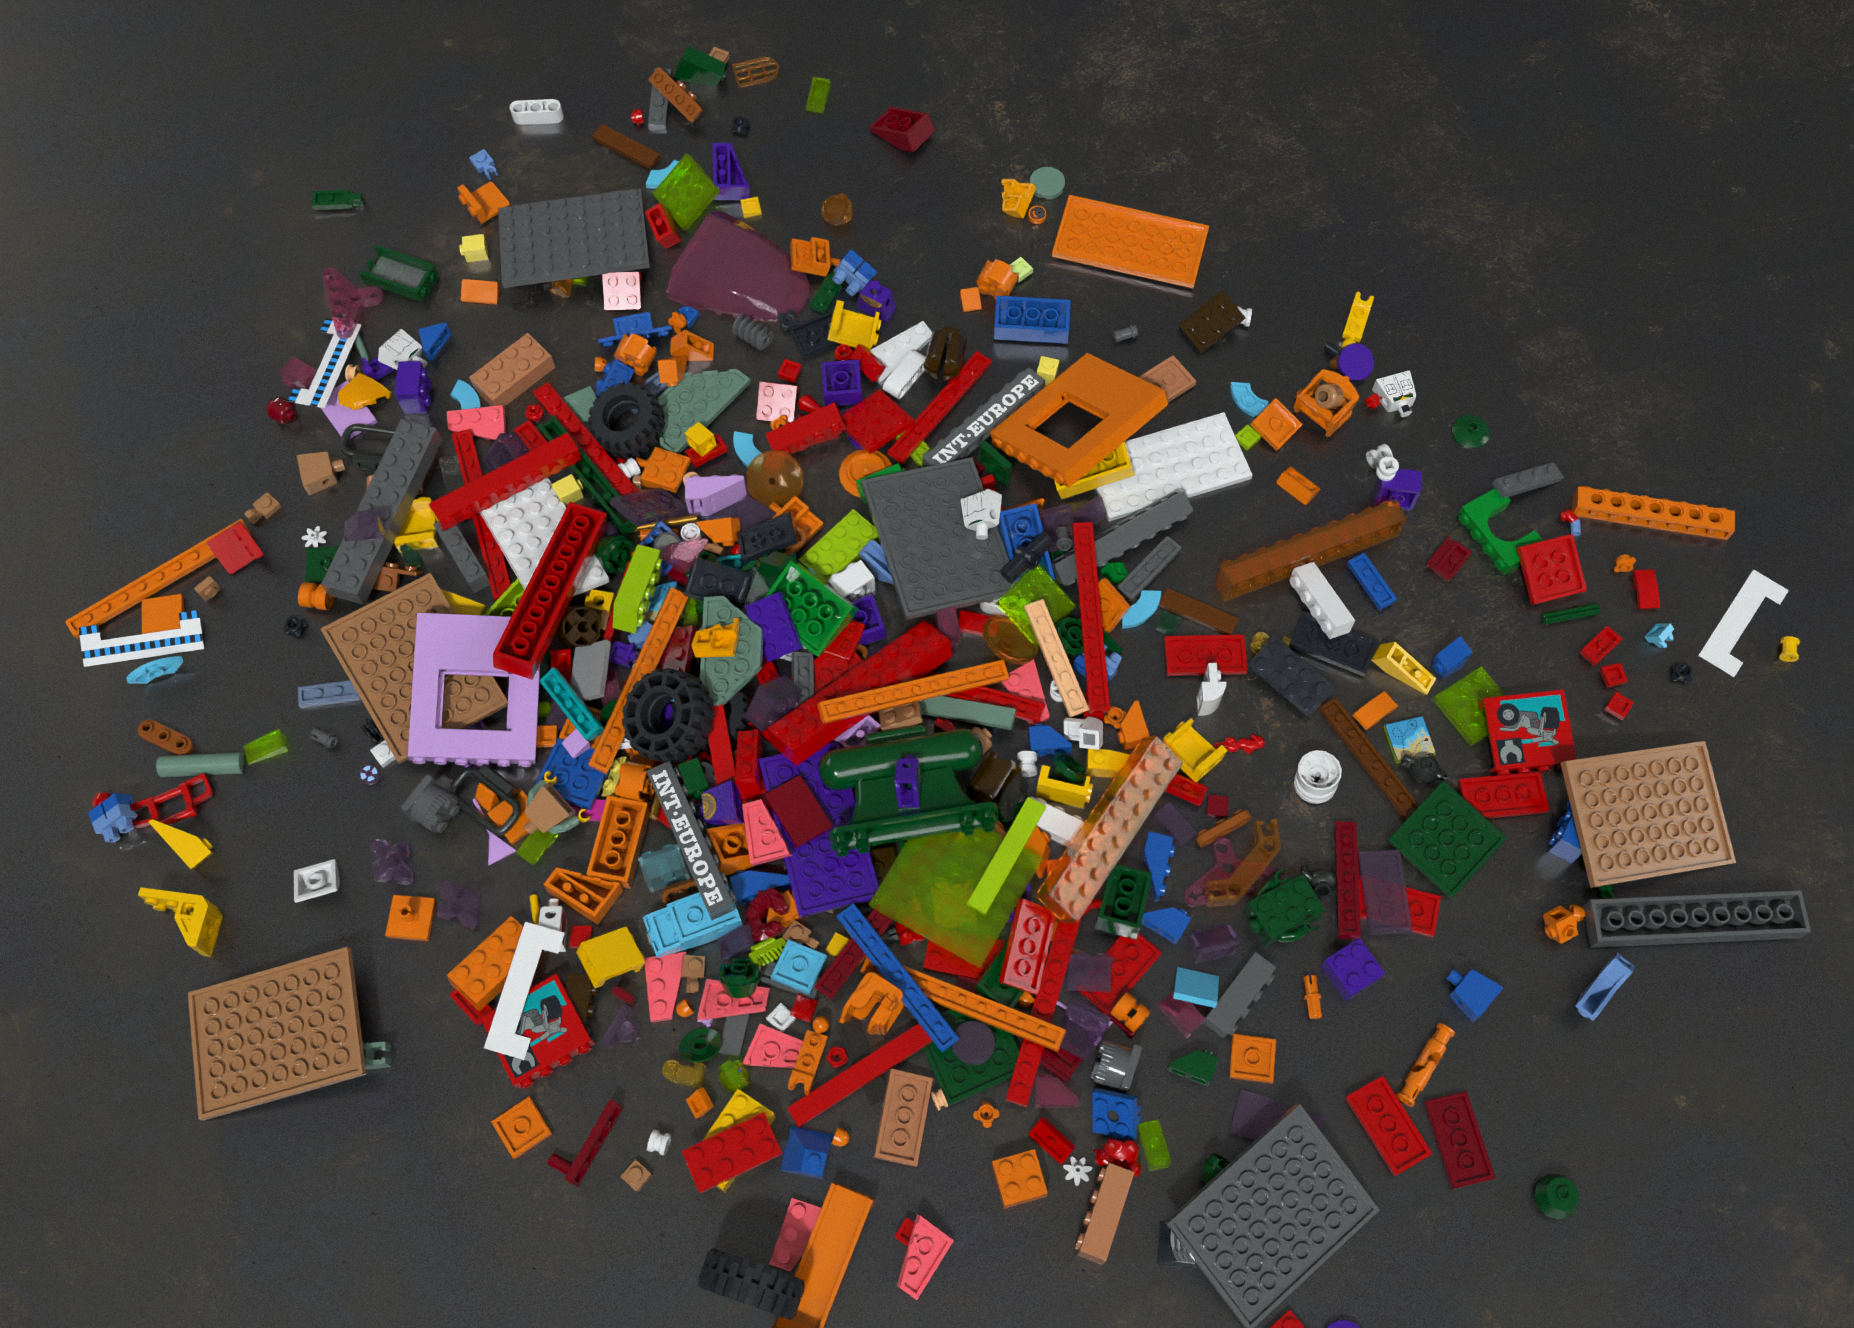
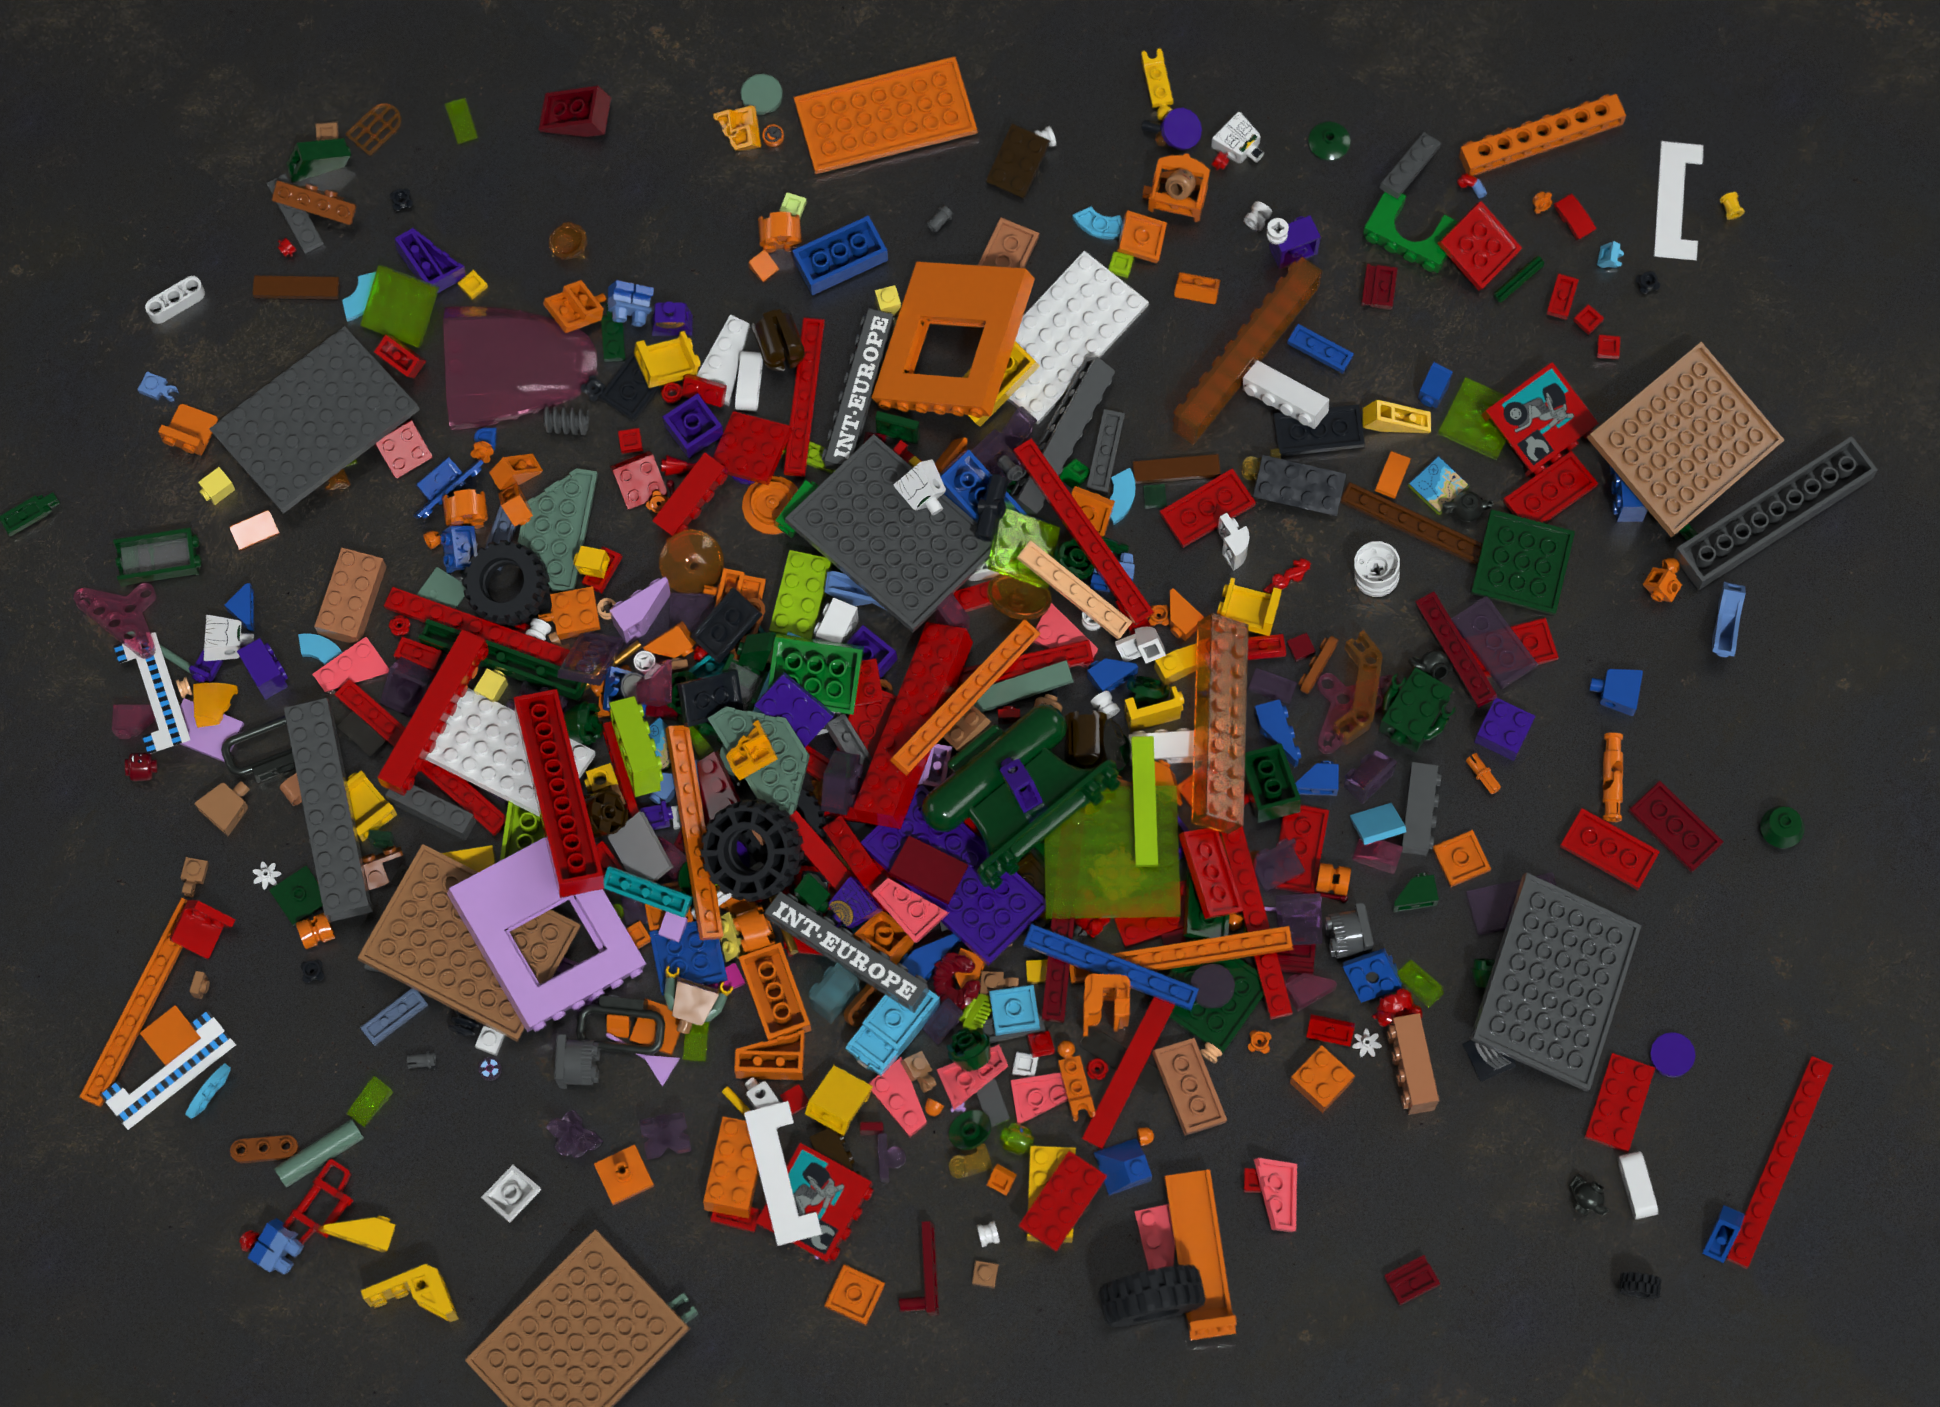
camera: 30 degrees left, 5 degrees up
(365, 526) = (331, 835): clear purple slope -> none
(744, 447) = (640, 547): medium azure tile -> none

